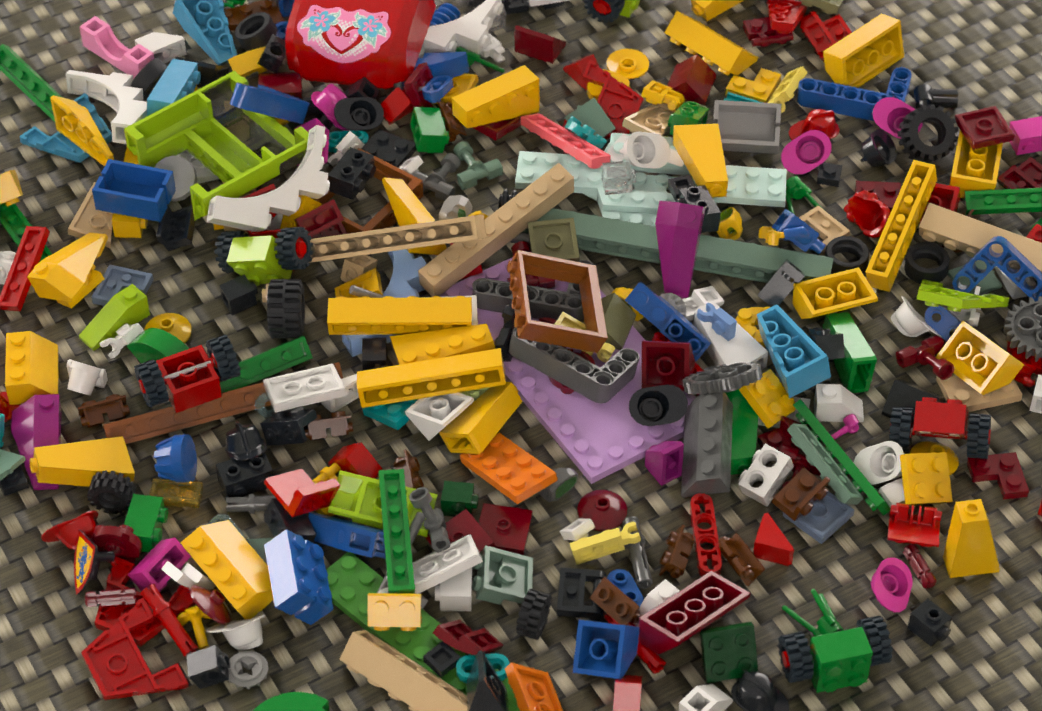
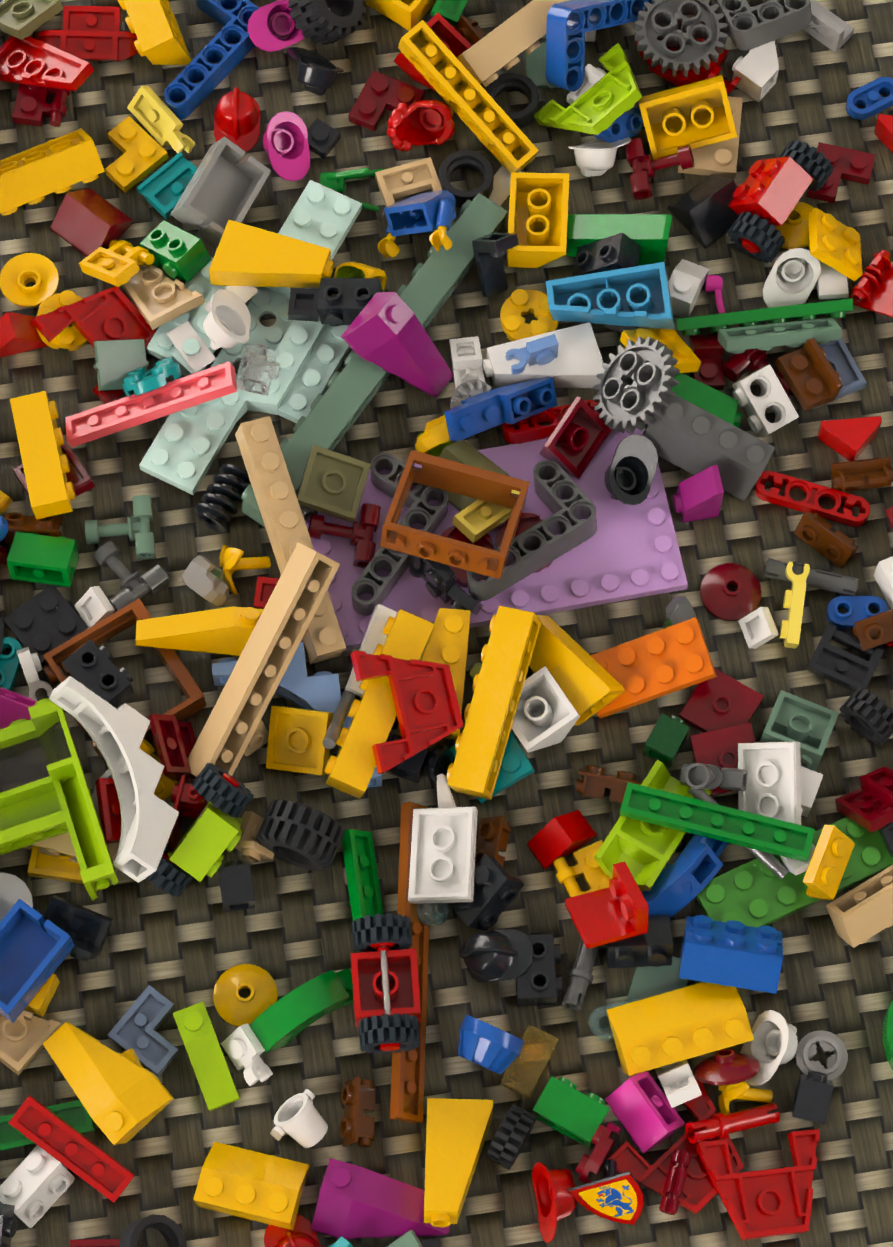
camera: 70 degrees left, 20 degrees up
(405, 331) = (422, 701): none -> red wing

